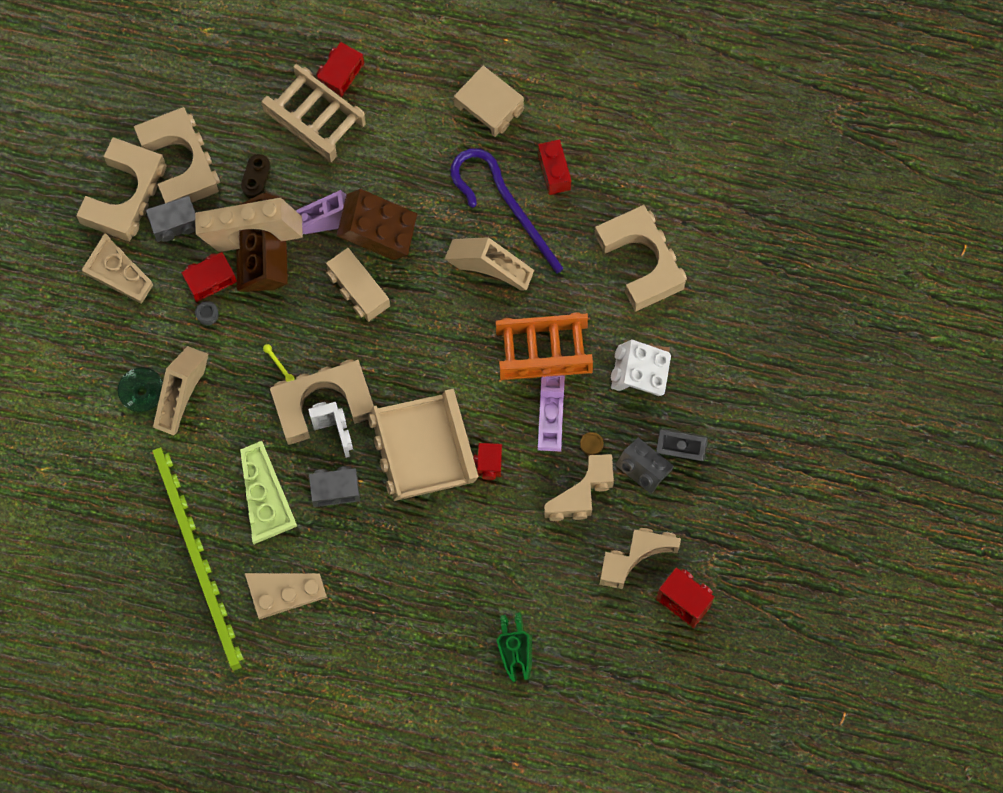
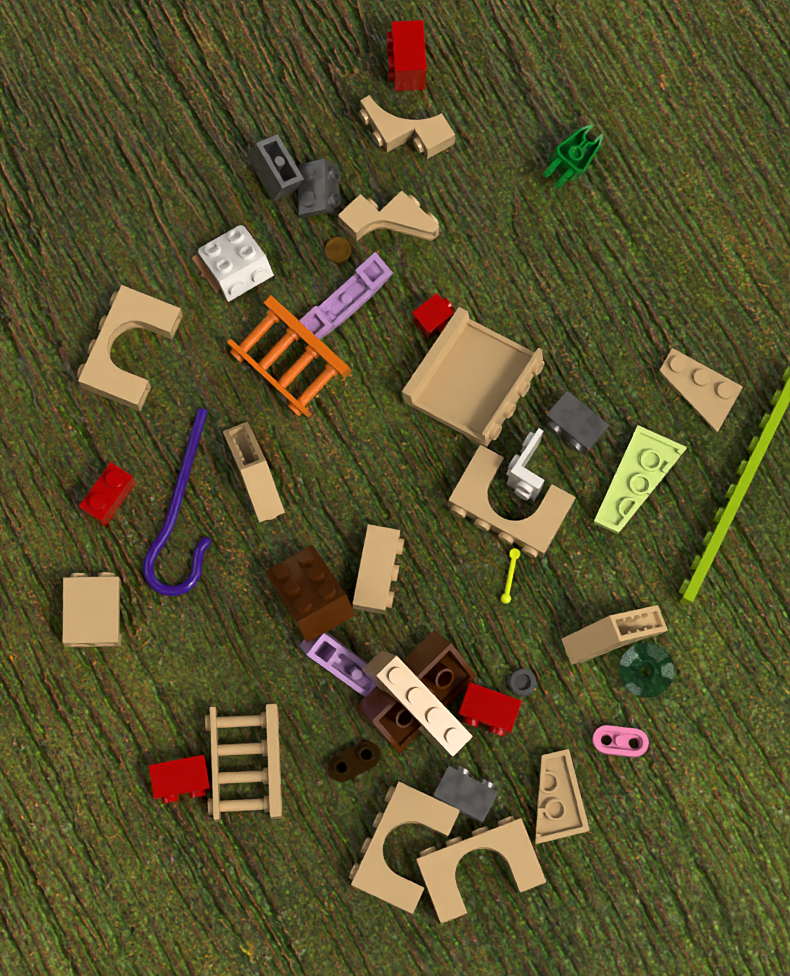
camera: 135 degrees left, 5 degrees up
(113, 335) = (620, 741): none -> bright pink plate

